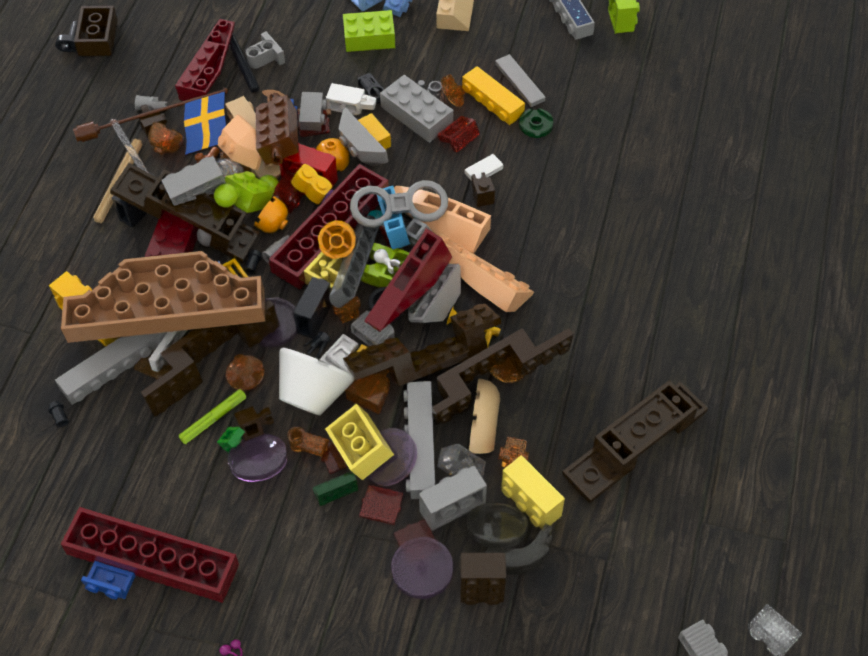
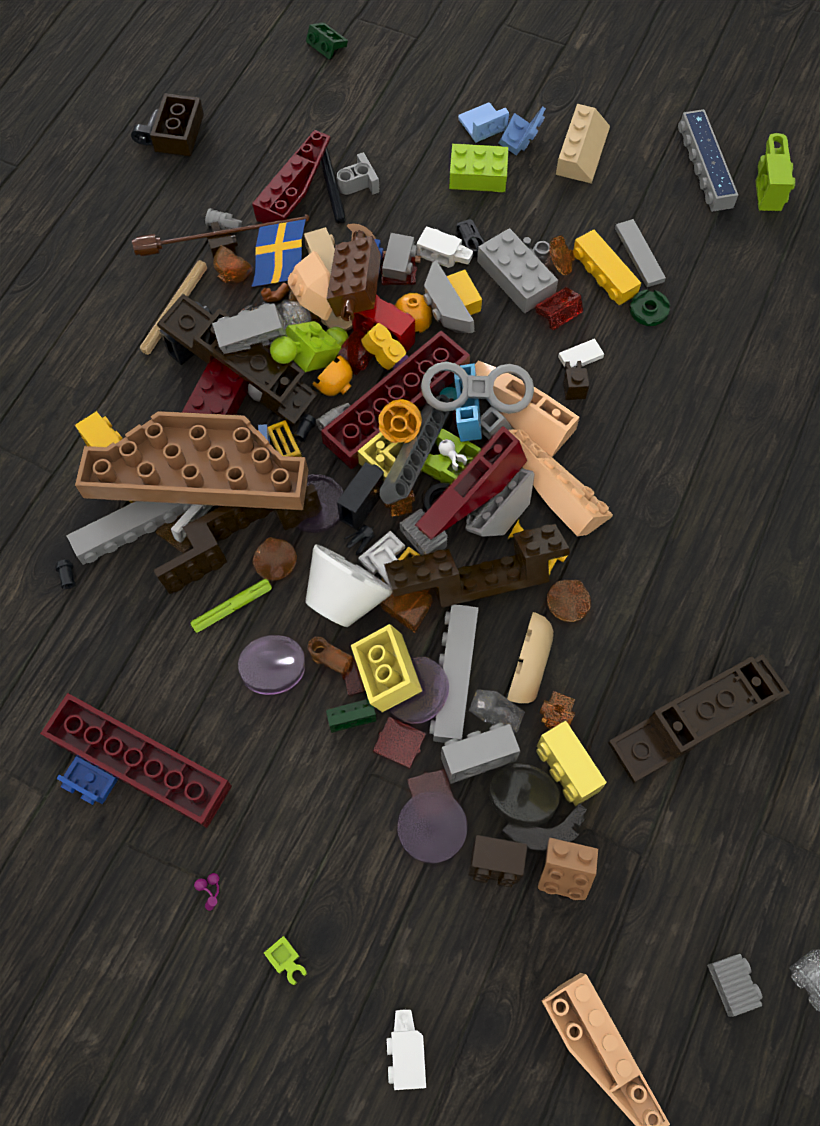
camera: 10 degrees right, 10 degrees up
(128, 145) = (191, 273): clear piece -> none
(231, 438) = (245, 637): green bracket -> none
(251, 422) = (270, 622): dark brown brick -> none
(515, 347) = (584, 590): dark brown bracket -> none
(545, 578) = (568, 869): none -> medium nougat bracket

